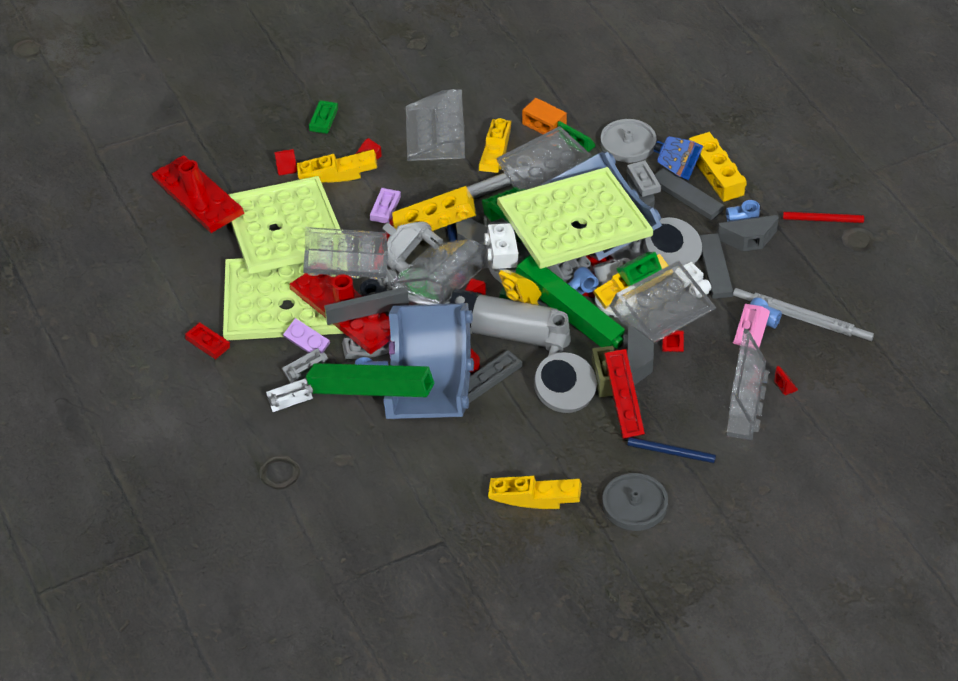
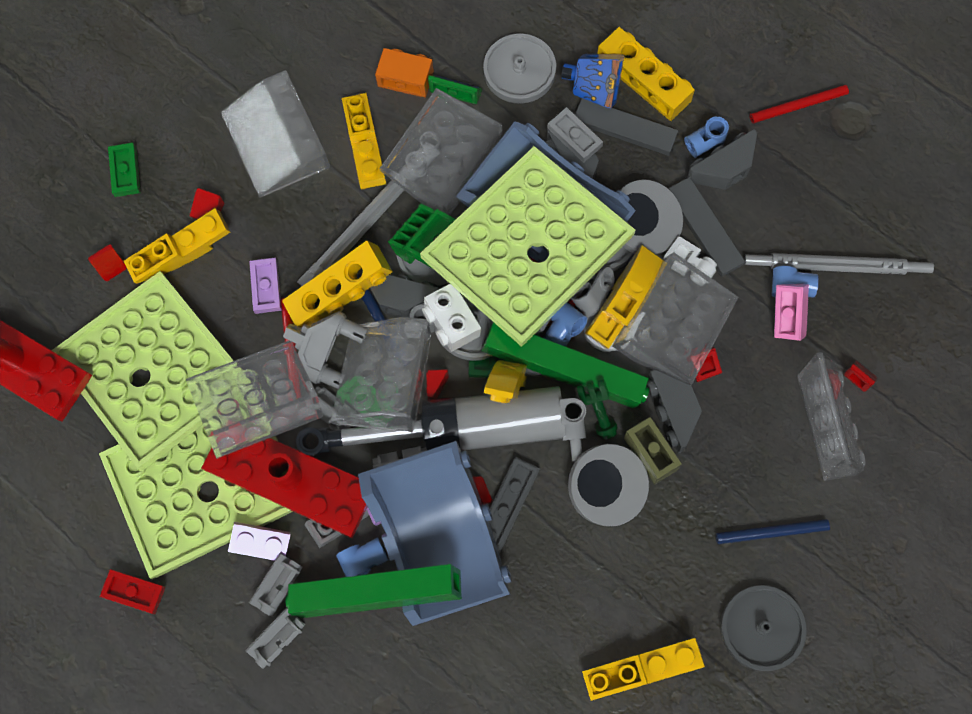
camera: 20 degrees left, 25 degrees up
(365, 305) = (320, 479): dark grey tile -> none
(580, 327) = (606, 427): none -> dark green hinge
(624, 393) = (694, 485): red plate -> none
(639, 268) = (633, 285): green slope -> none

